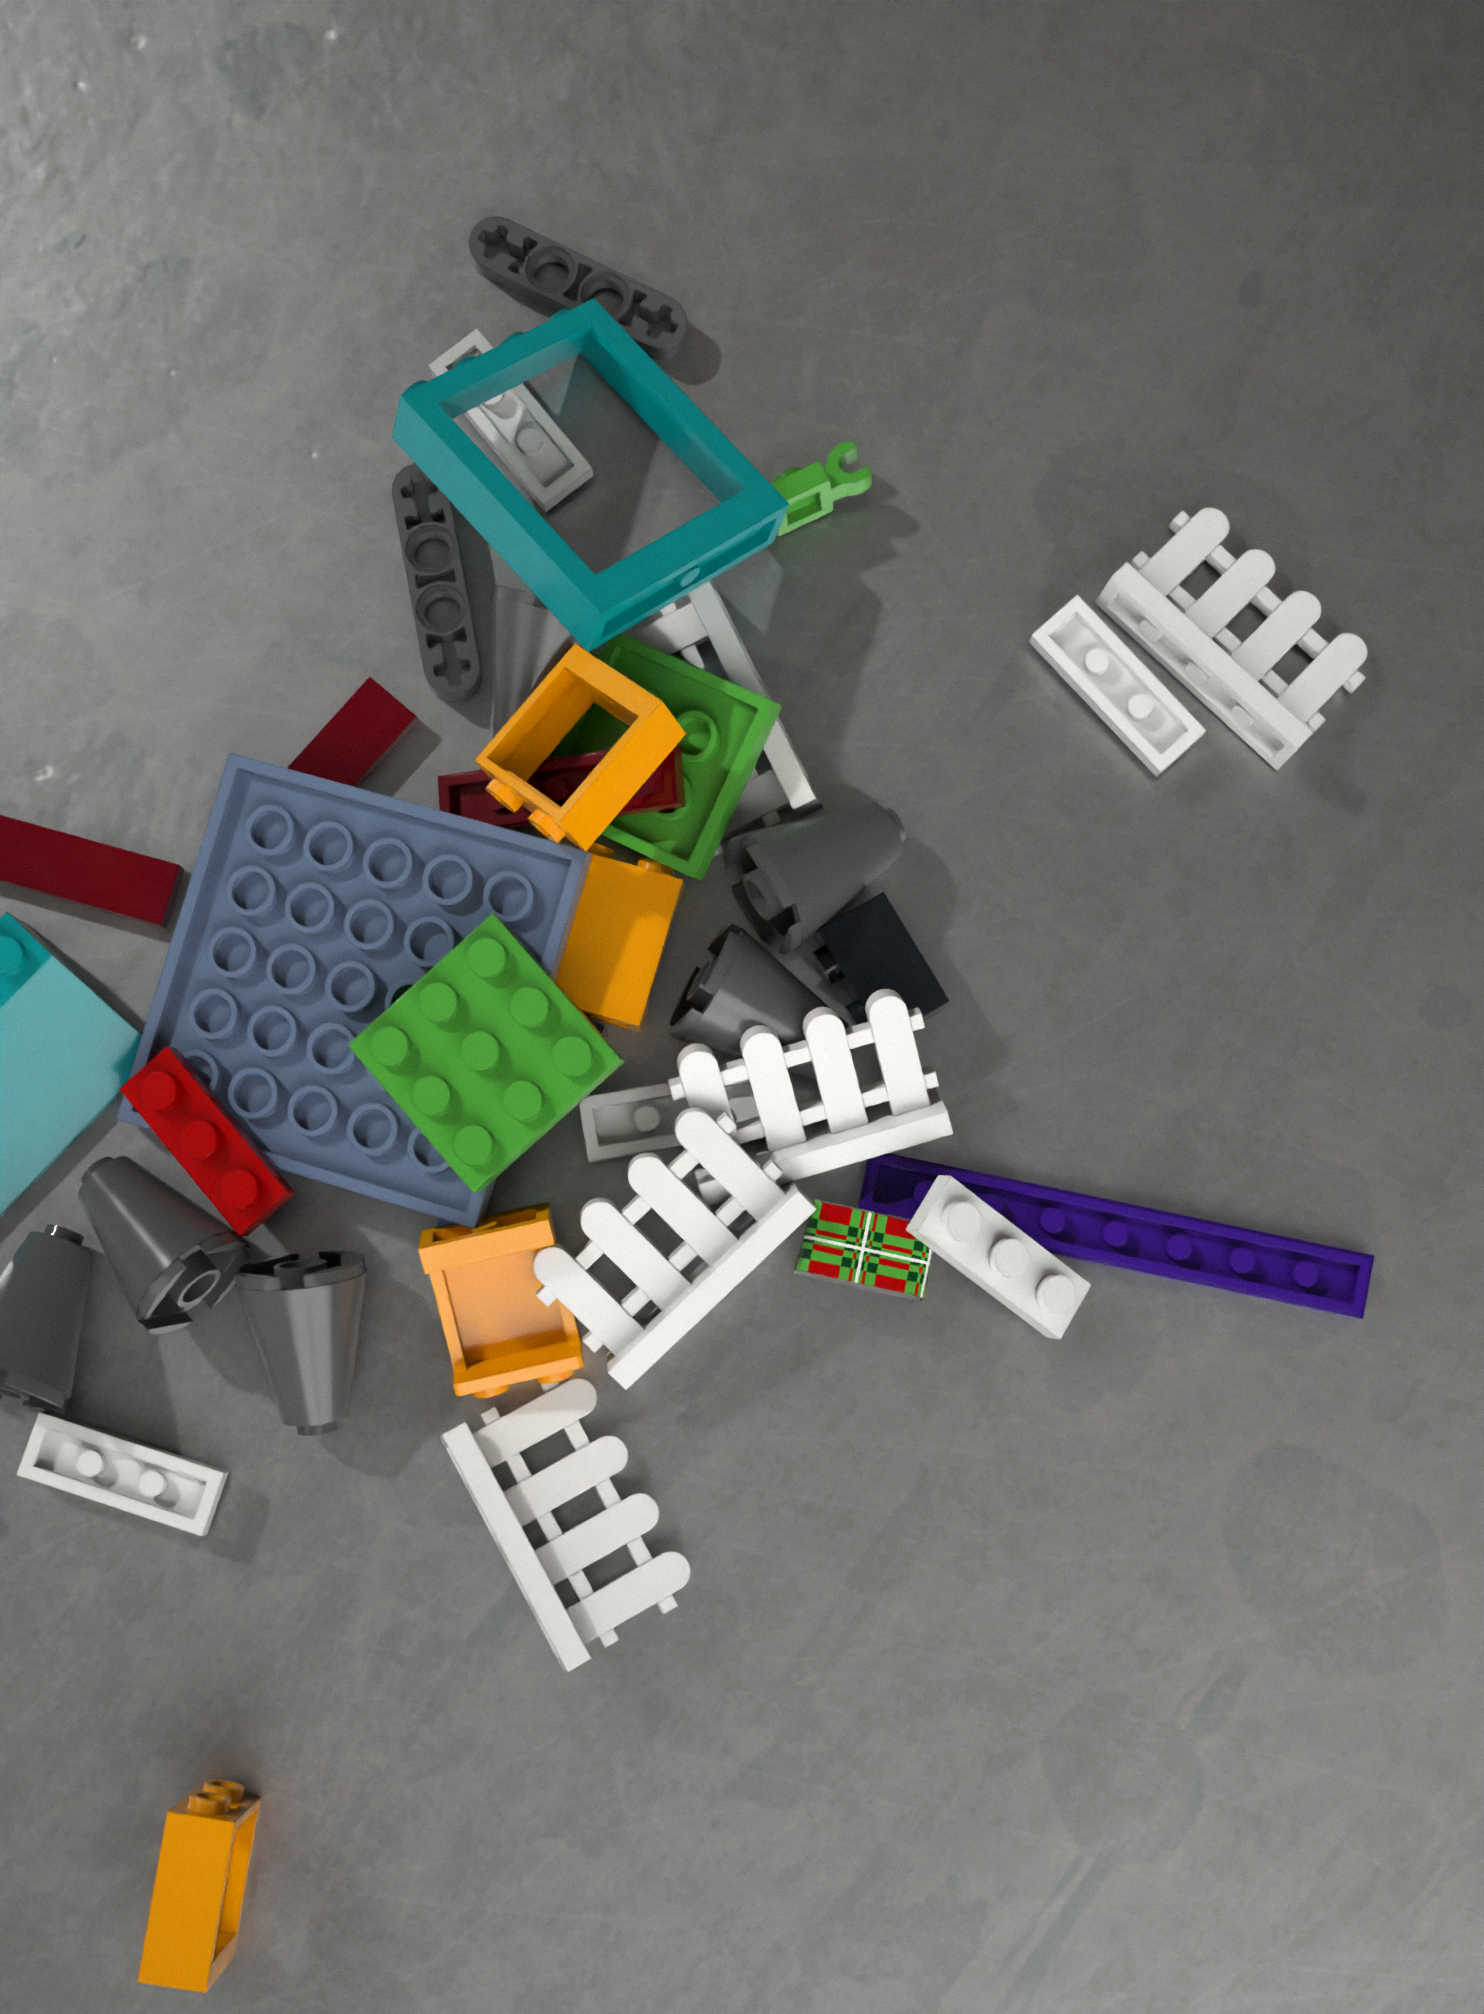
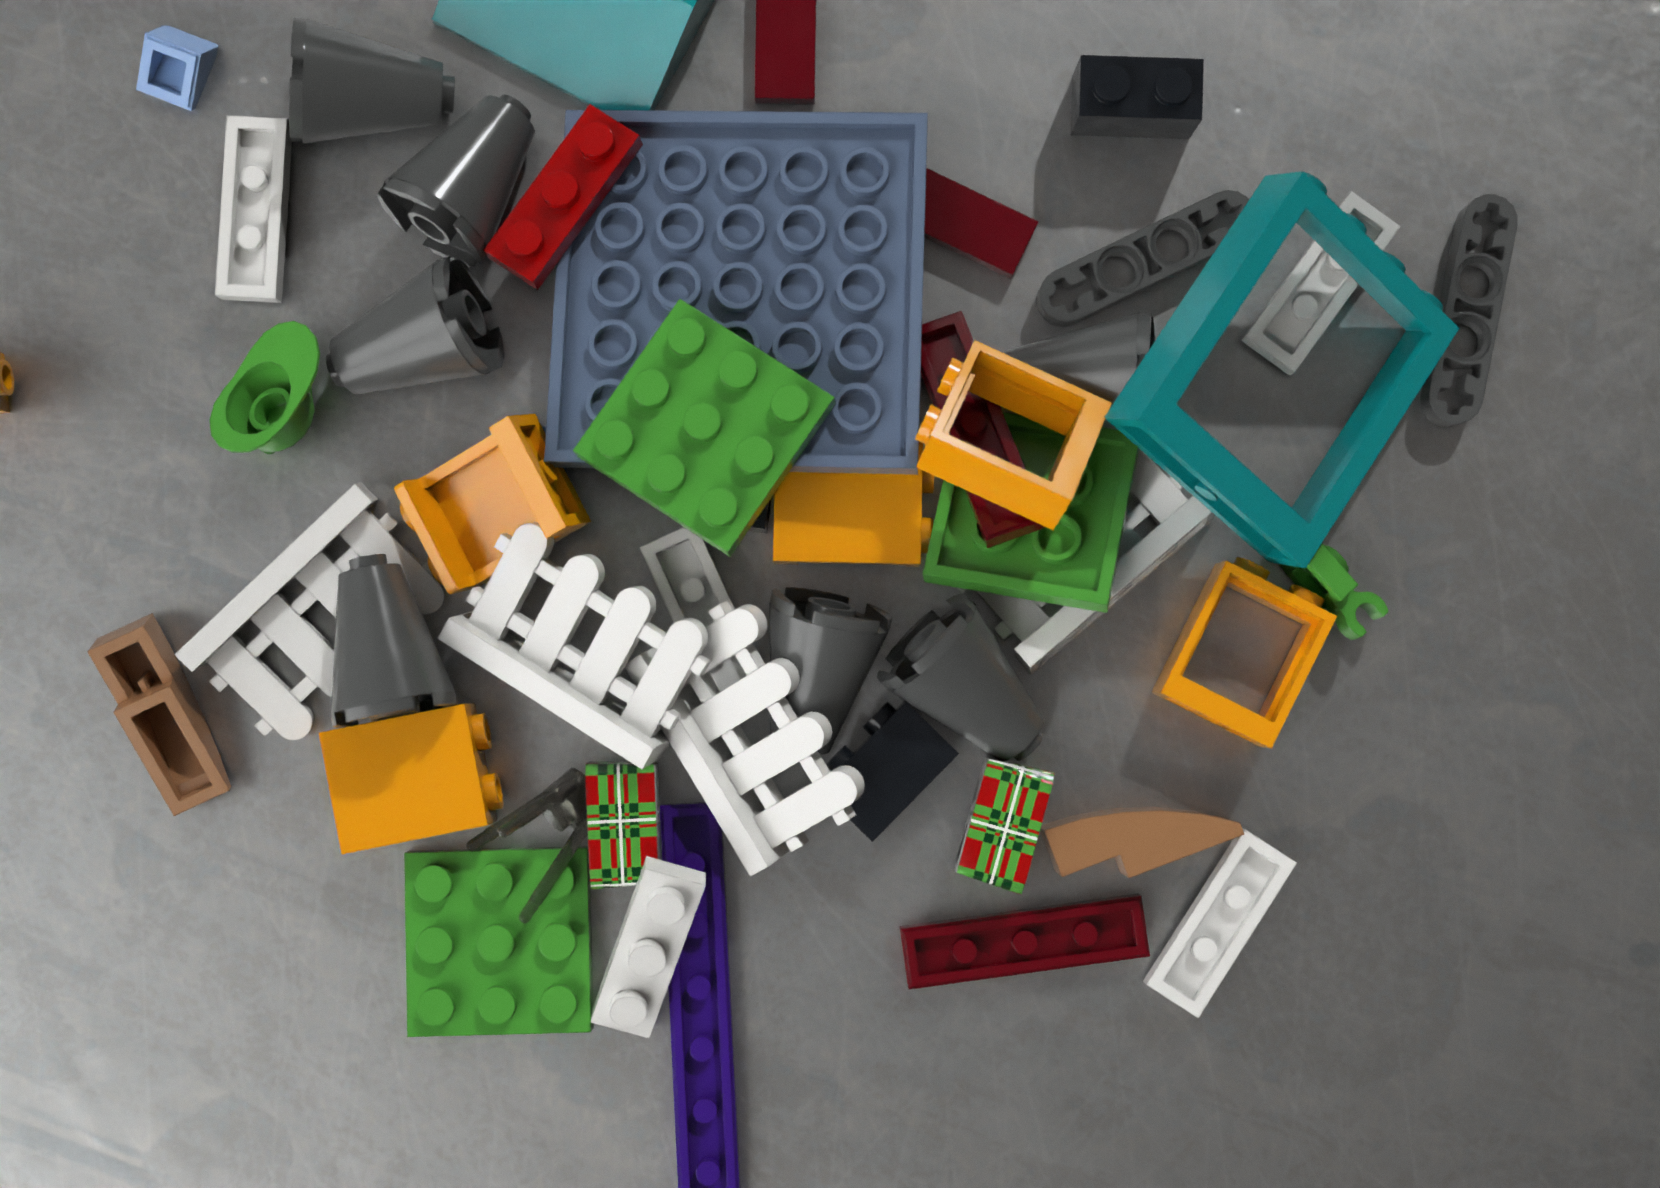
camera: 75 degrees right, 5 degrees up
(273, 546) = (1137, 97): none -> black brick
(321, 1503) = (271, 393): none -> bright green piece
(621, 1448) = (383, 648): none -> dark grey cone
(625, 1710) = (160, 714): none -> medium nougat slope
(761, 1459) = (410, 777): none -> light orange panel
(821, 527) = (1295, 604): none -> light orange window
(830, 1310) = (562, 806): none -> clear smoke plant
(953, 1416) = (475, 961): none -> bright green plate
(964, 868) = (1004, 823): none -> piece
(1011, 748) = (1133, 836): none -> medium nougat slope
(1087, 883) = (1024, 941): none -> dark red tile
(1211, 661) = (1269, 1004): white fence -> none

